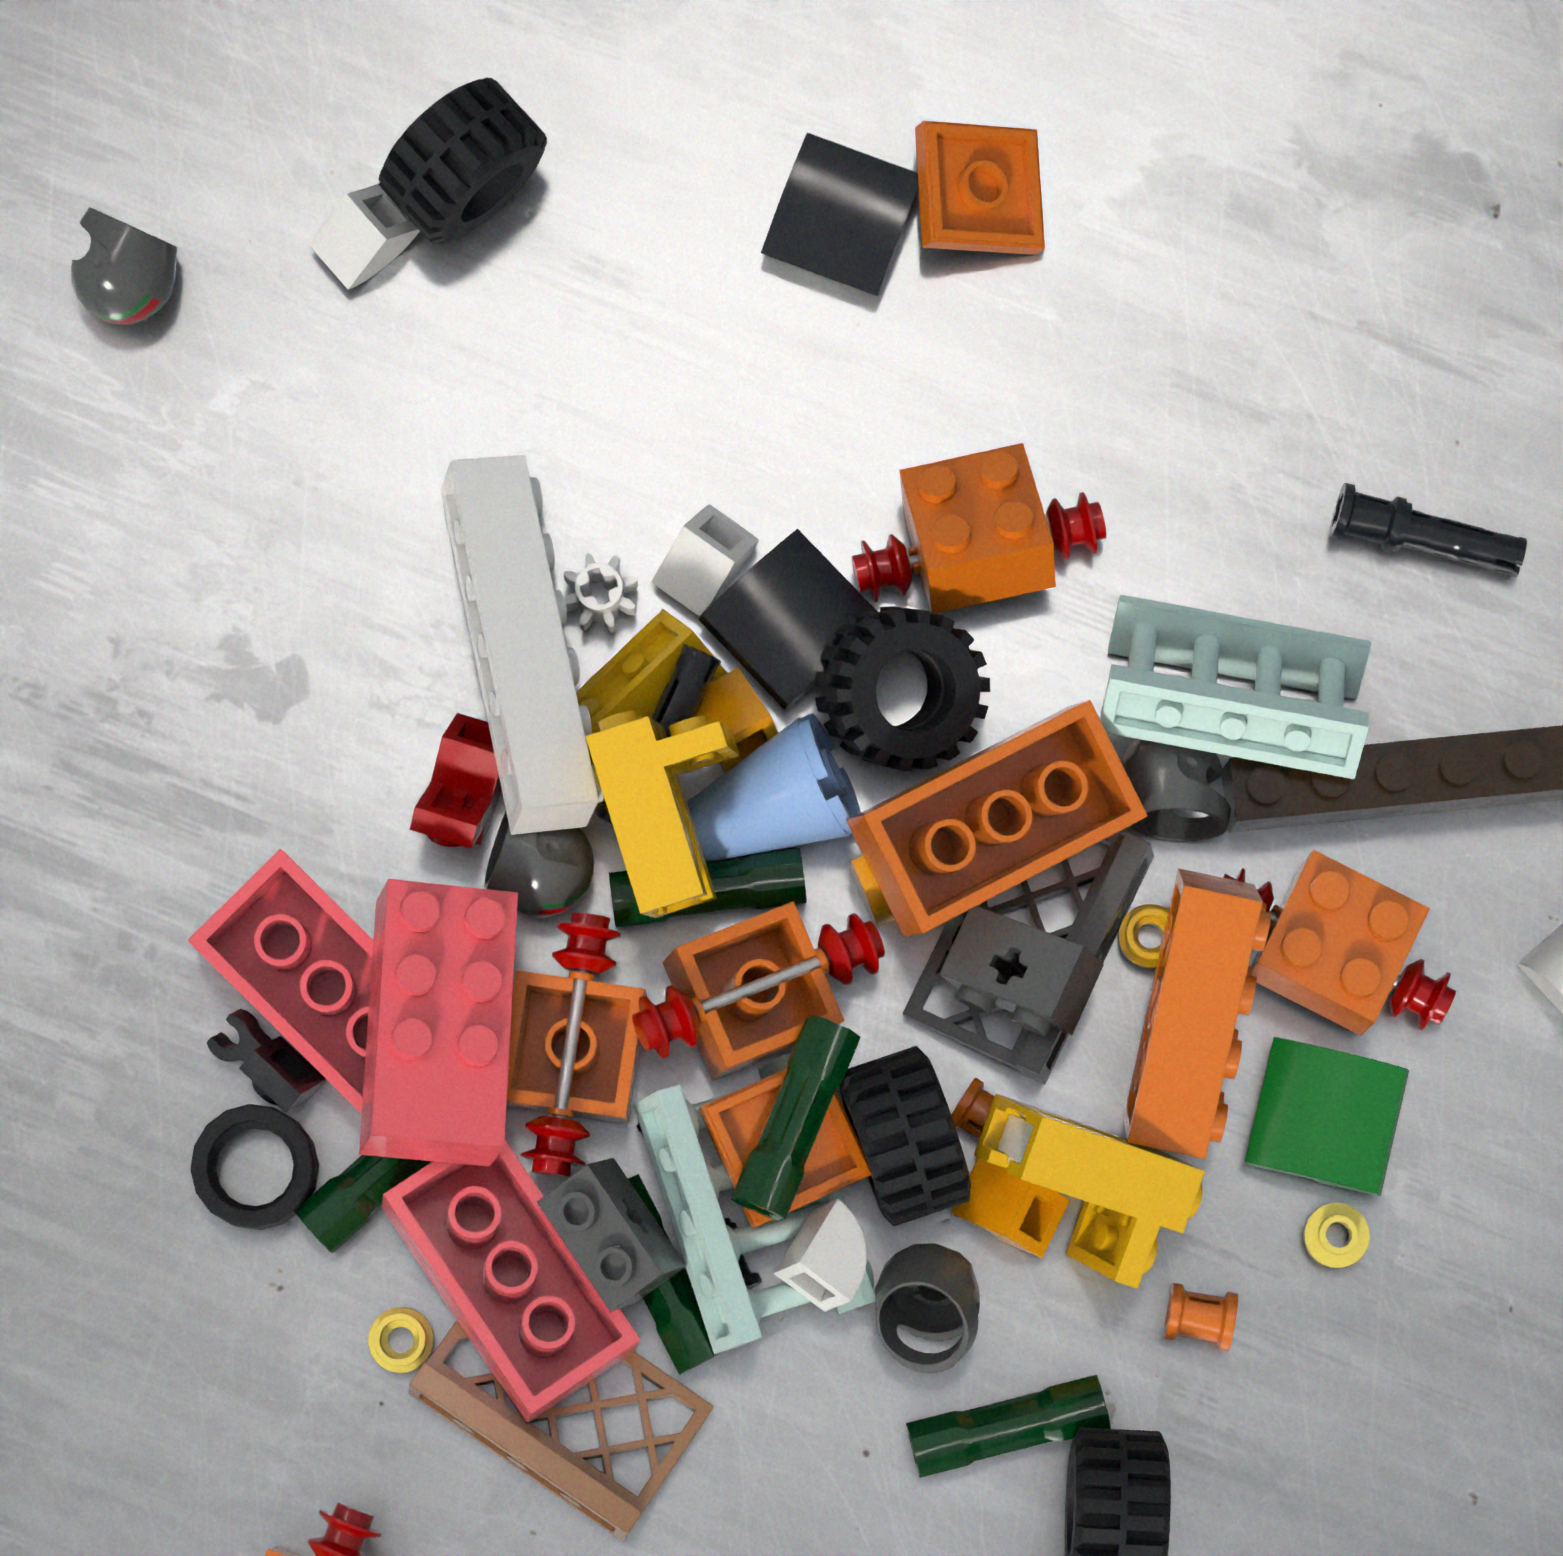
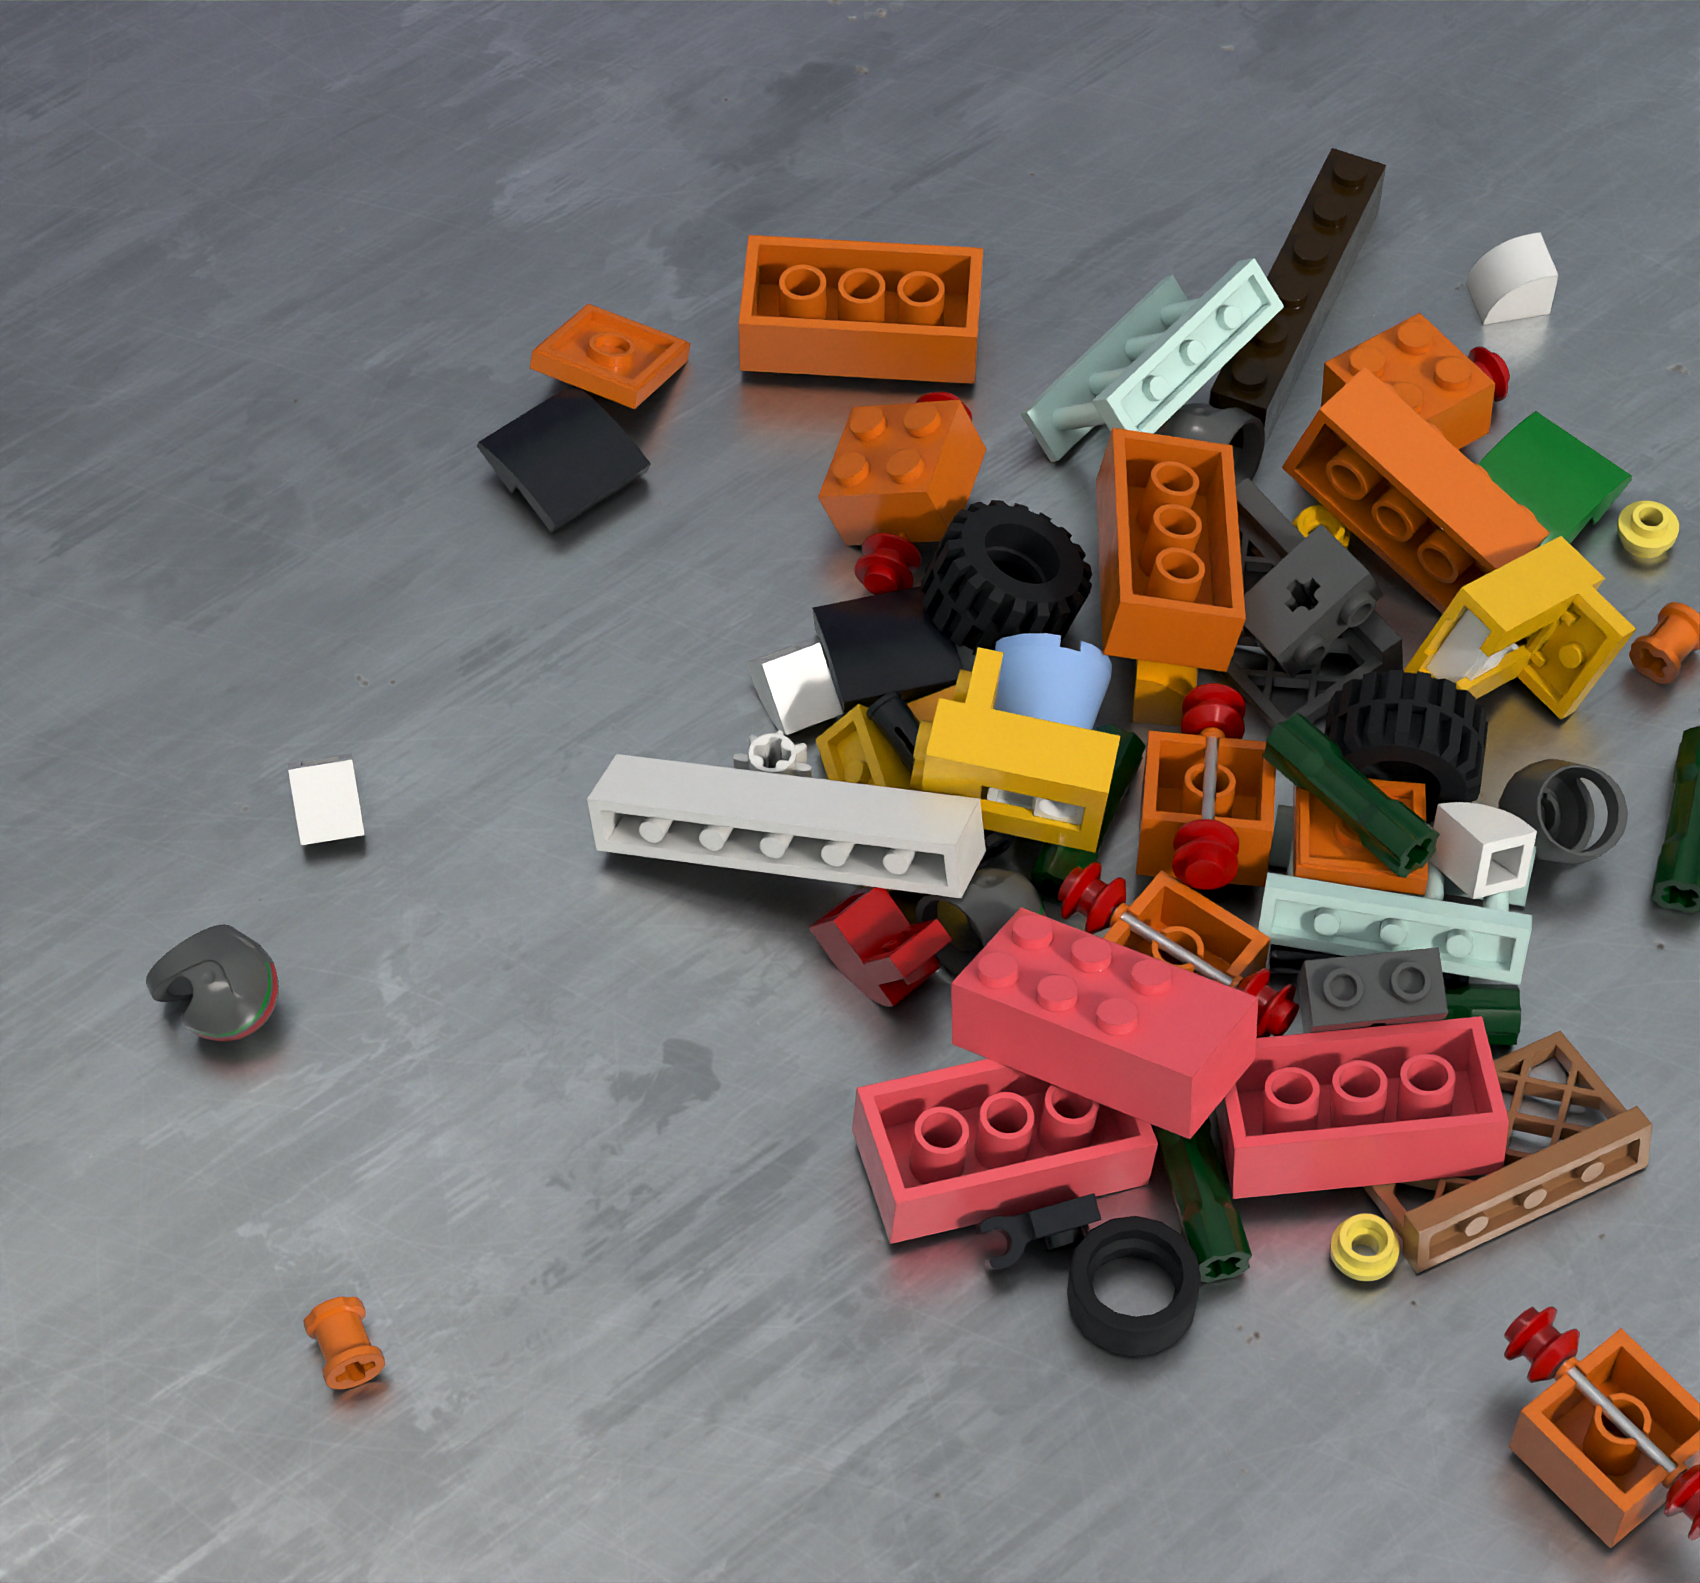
camera: 60 degrees left, 25 degrees down
(462, 160) = (326, 668): black tyre -> none
(1012, 1208) = (1514, 728): light orange brick -> none
(1158, 383) = (860, 309): none -> orange brick
(1397, 526) = (1079, 226): black pin -> none

